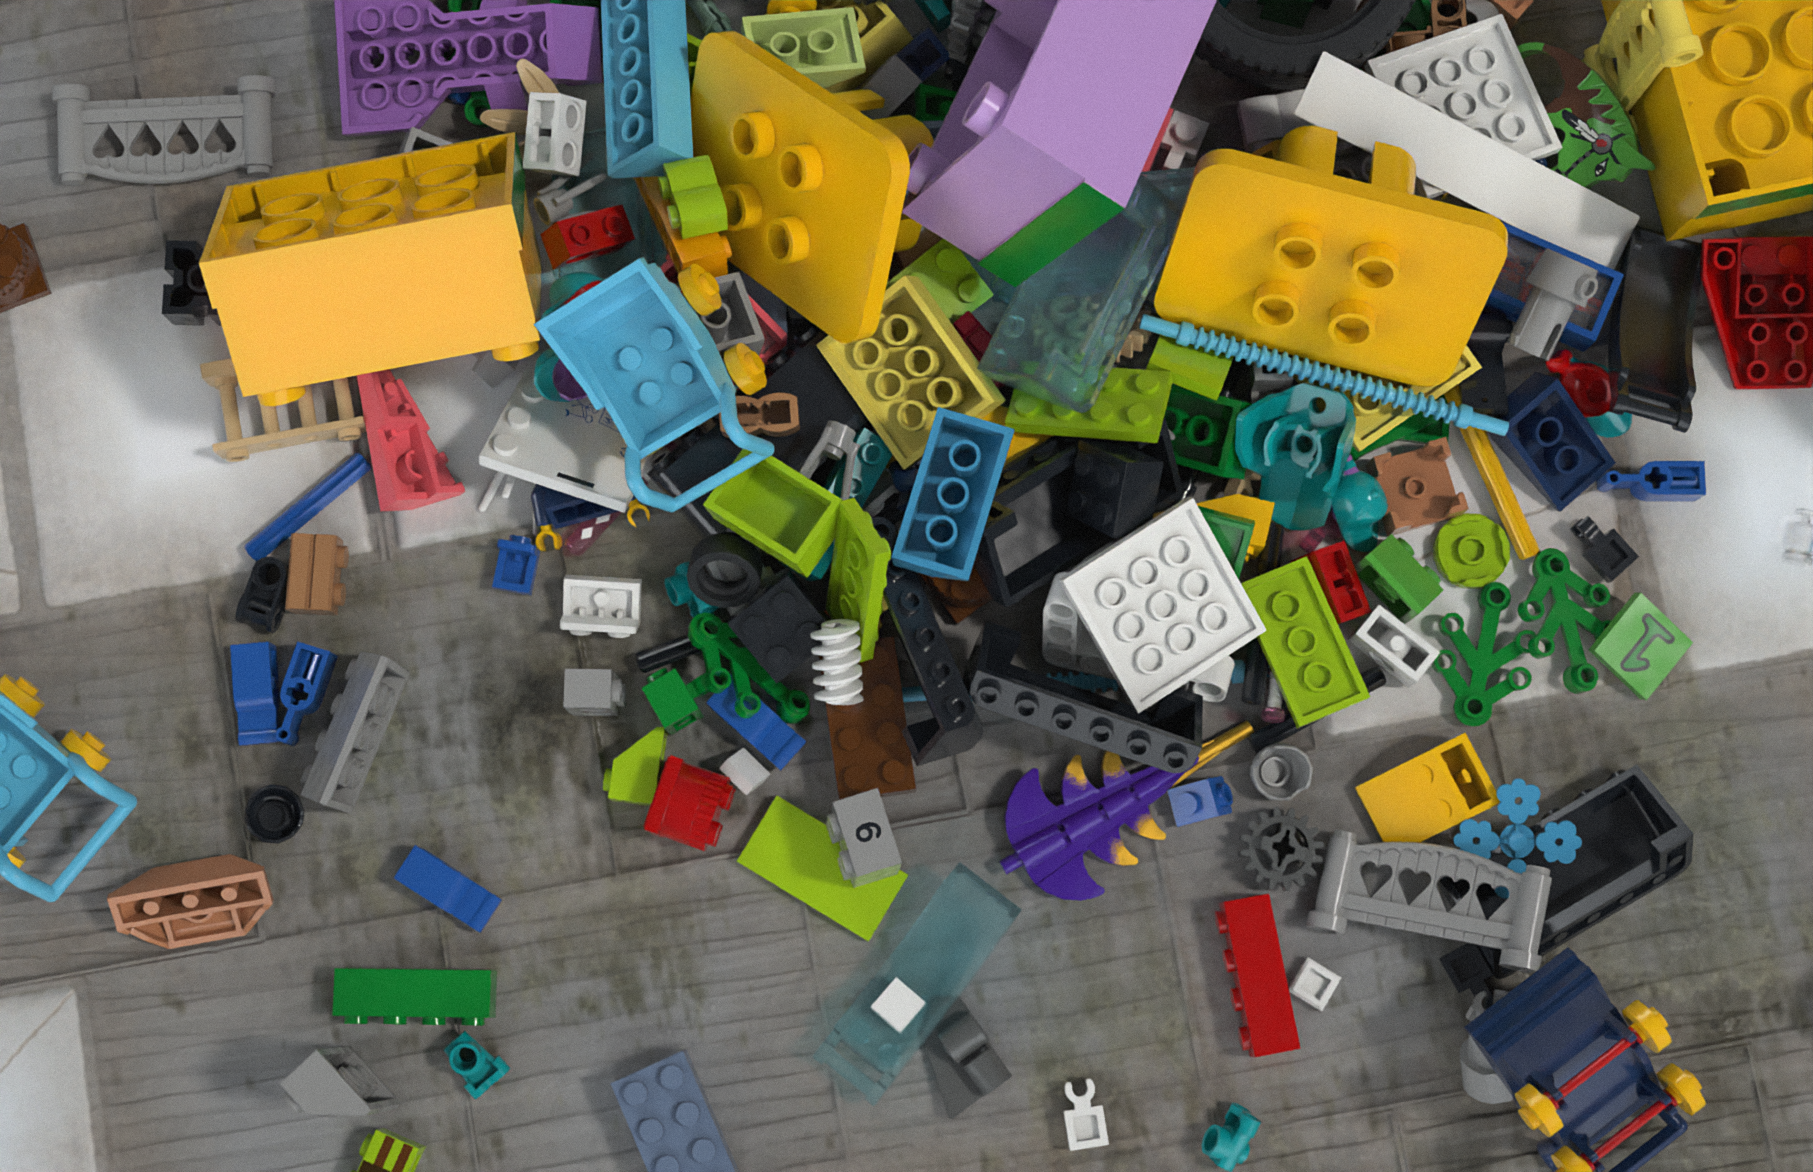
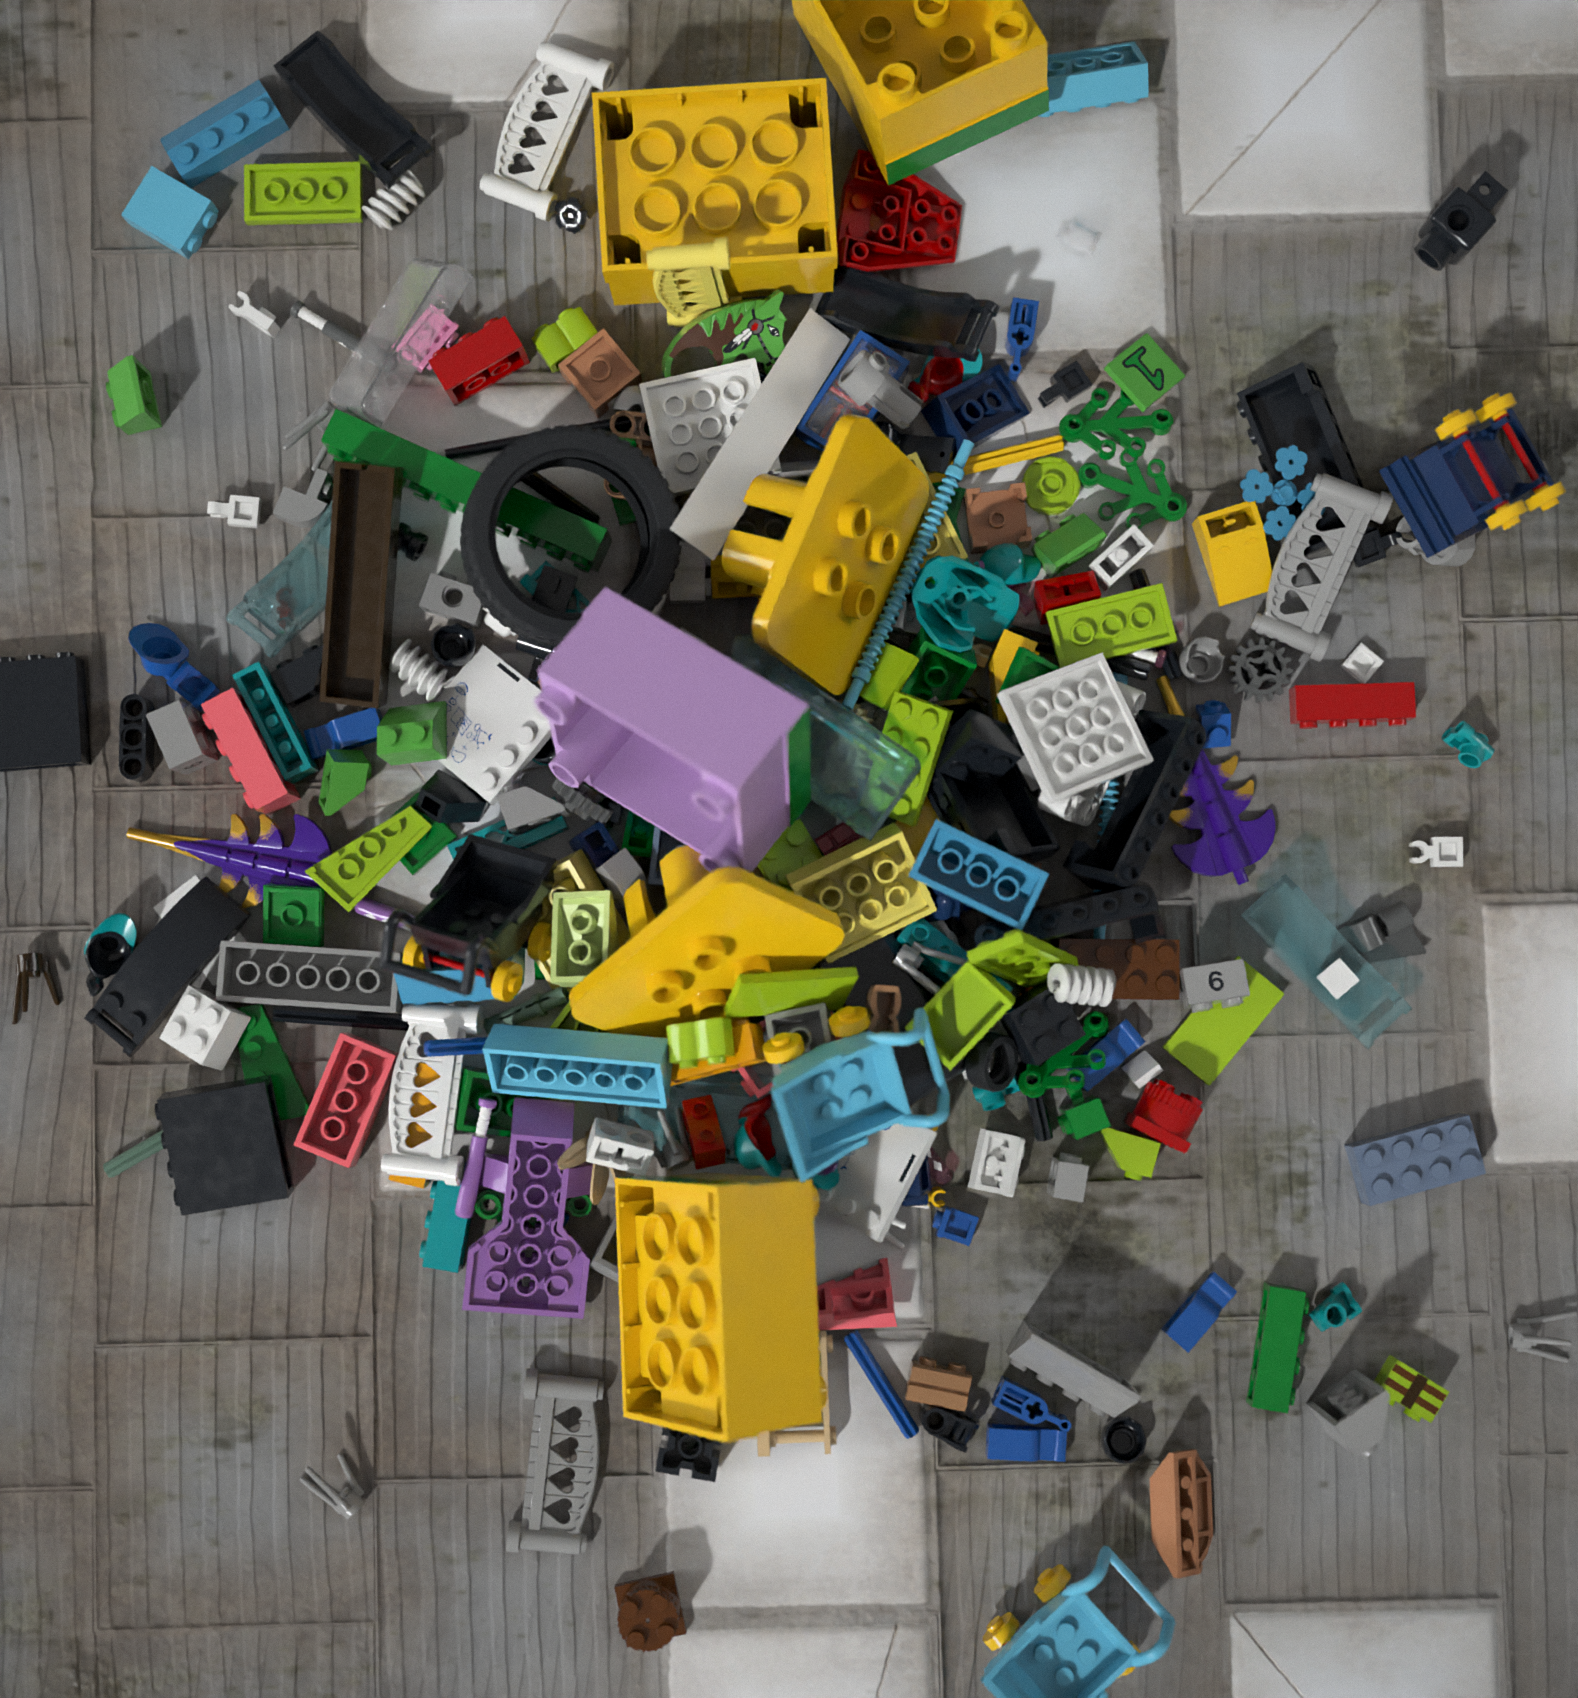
camera: 75 degrees left, 5 degrees up
(773, 292) = (788, 990): none -> lime tile

